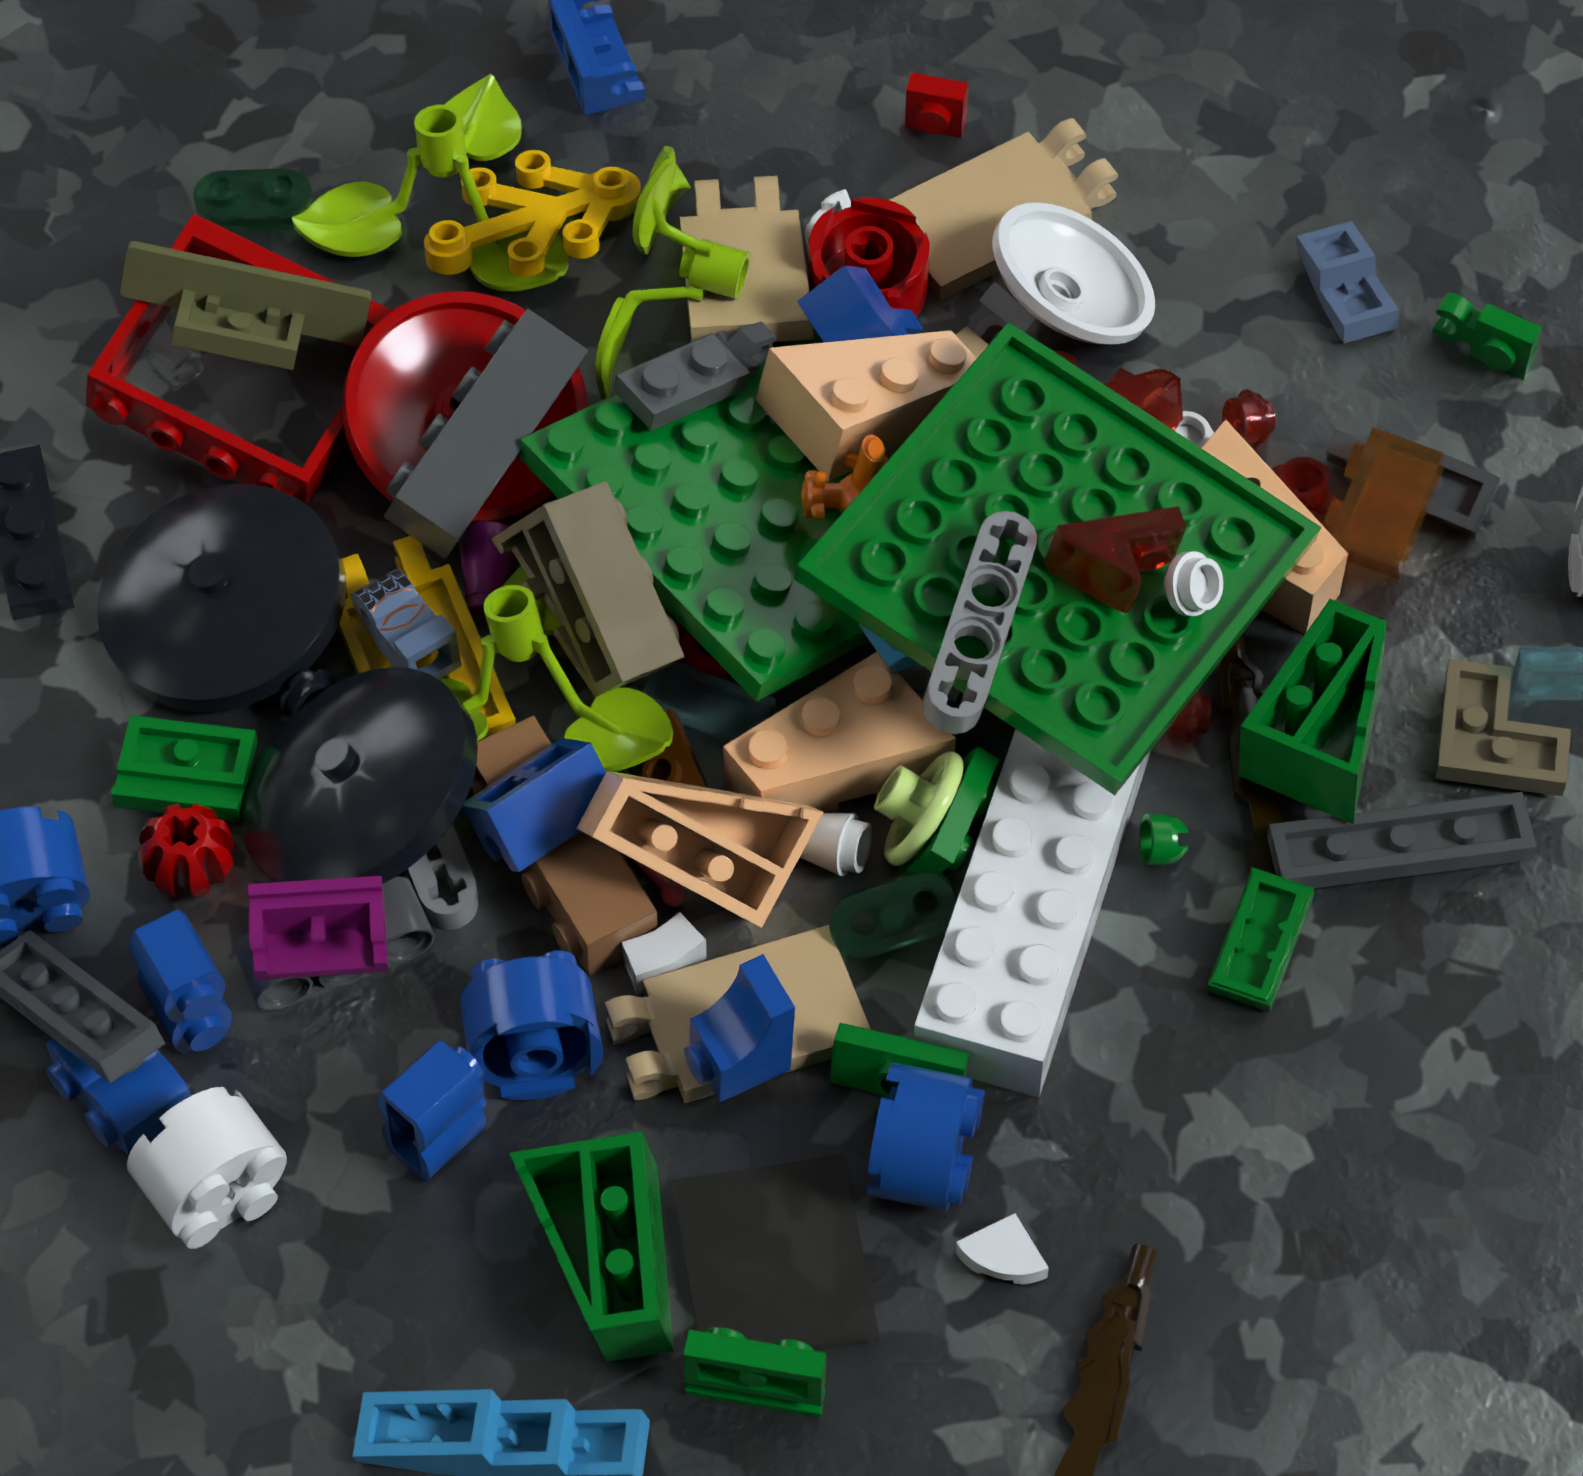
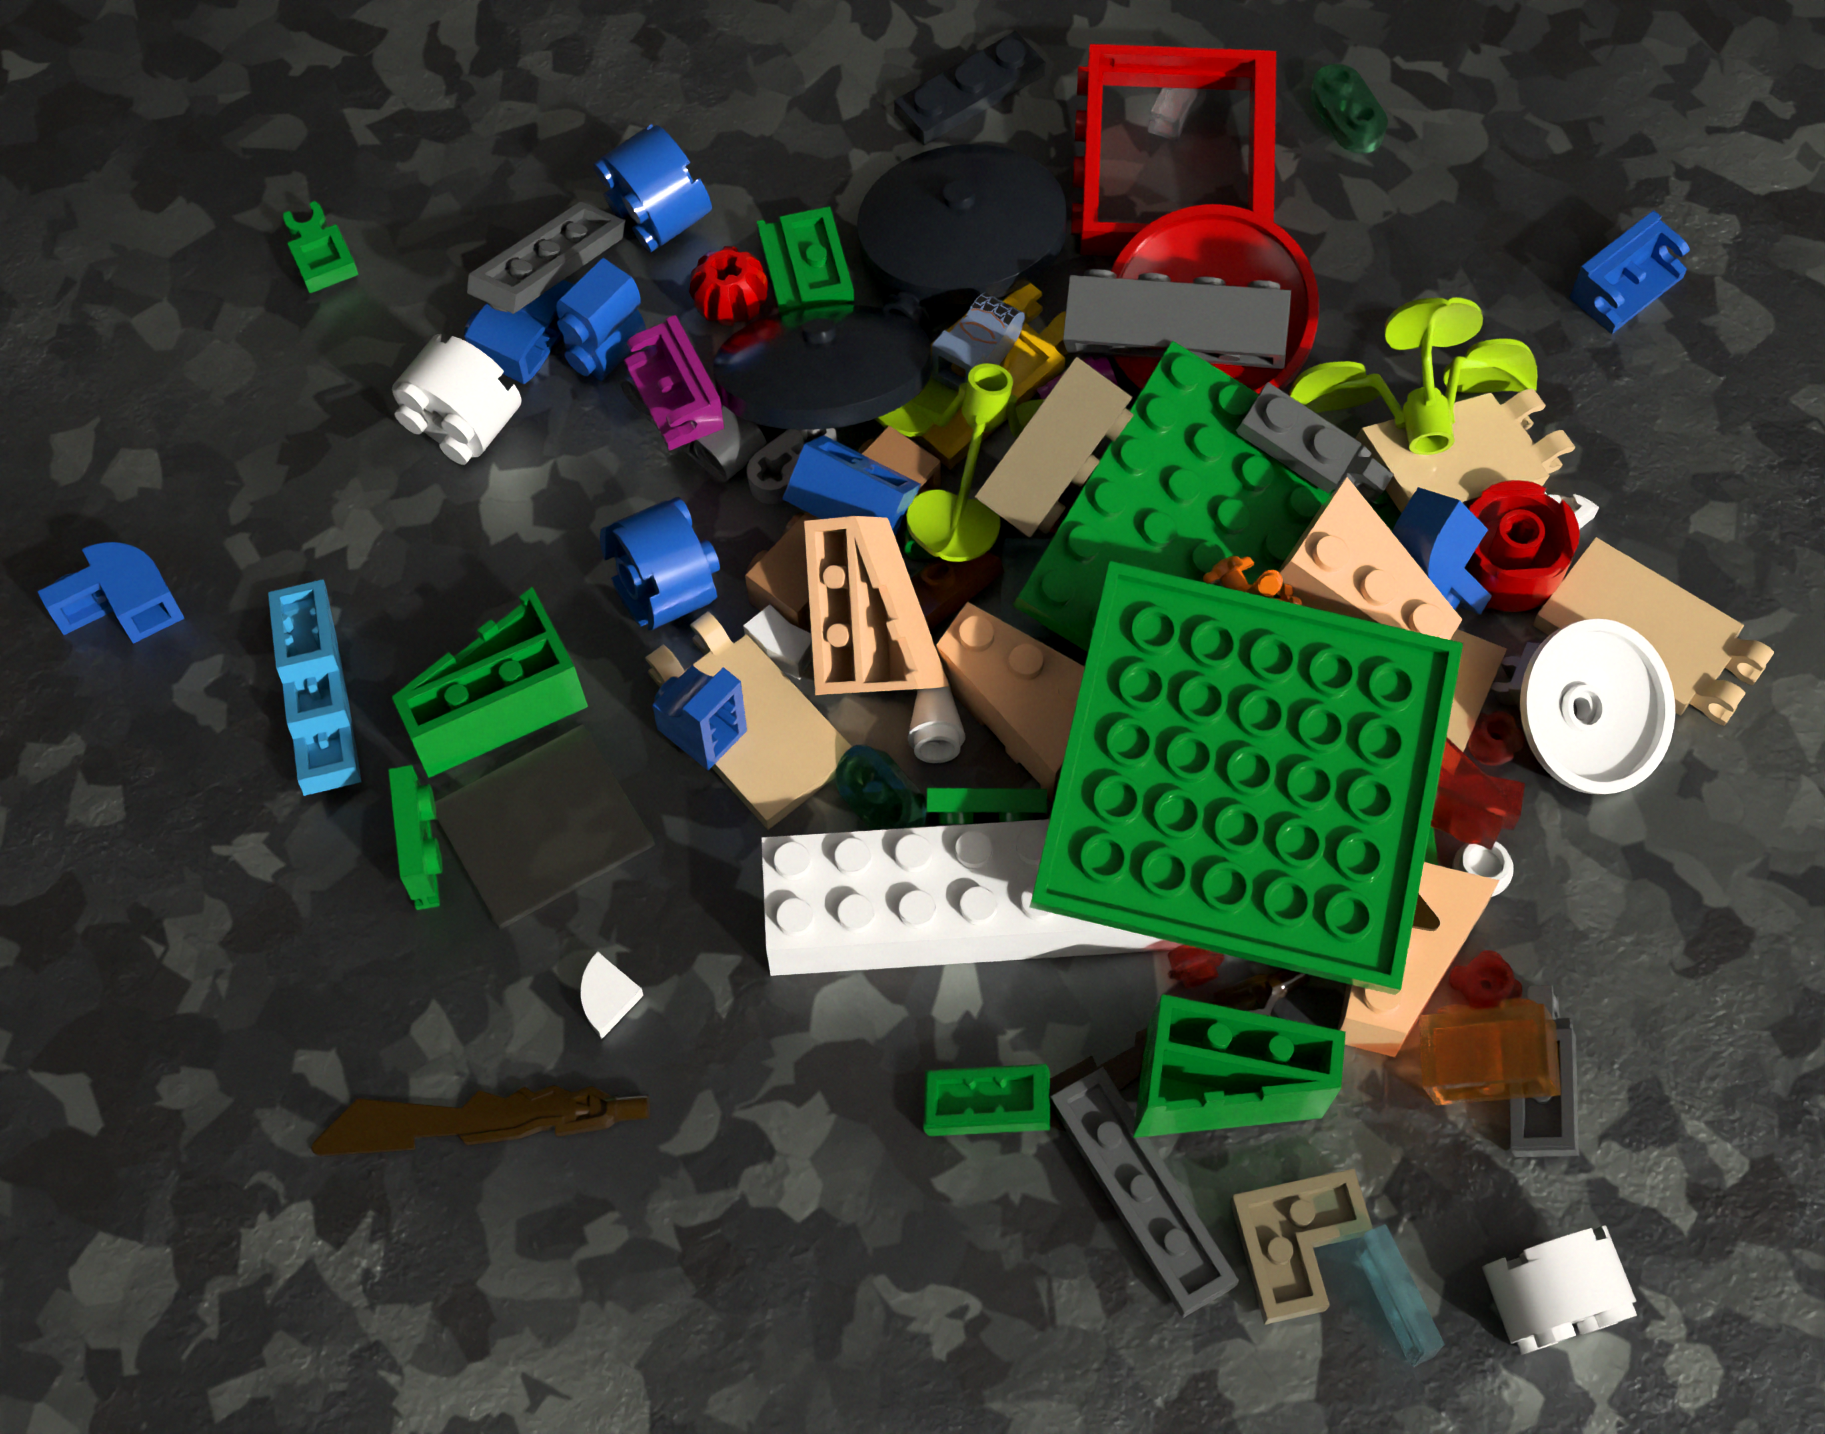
camera: 70 degrees right, 5 degrees up
(242, 307) = (1197, 114): olive bracket -> none
(433, 1109) = (555, 524): blue brick -> none
(473, 125) = (1370, 179): lime plant -> none
(604, 195) = (1372, 249): yellow plant -> none
(864, 1057) = (738, 850): green plate -> none
(917, 805) = (985, 764): yellowish green piece -> none
(922, 1137) = (665, 884): blue brick -> none
(936, 105) = (1725, 542): red plate -> none
(980, 621) = (1126, 733): light grey beam -> none
(1109, 552) = (1249, 796): clear red slope -> none
(1160, 839) = (1056, 985): green hinge -> none
(1193, 583) = (1259, 887): white plate -> none
(1250, 417) = (1534, 912): clear red plate -> none
(1346, 283) = (1739, 949): sand blue slope -> none
(1495, 335) = (1743, 1101): green plate -> none

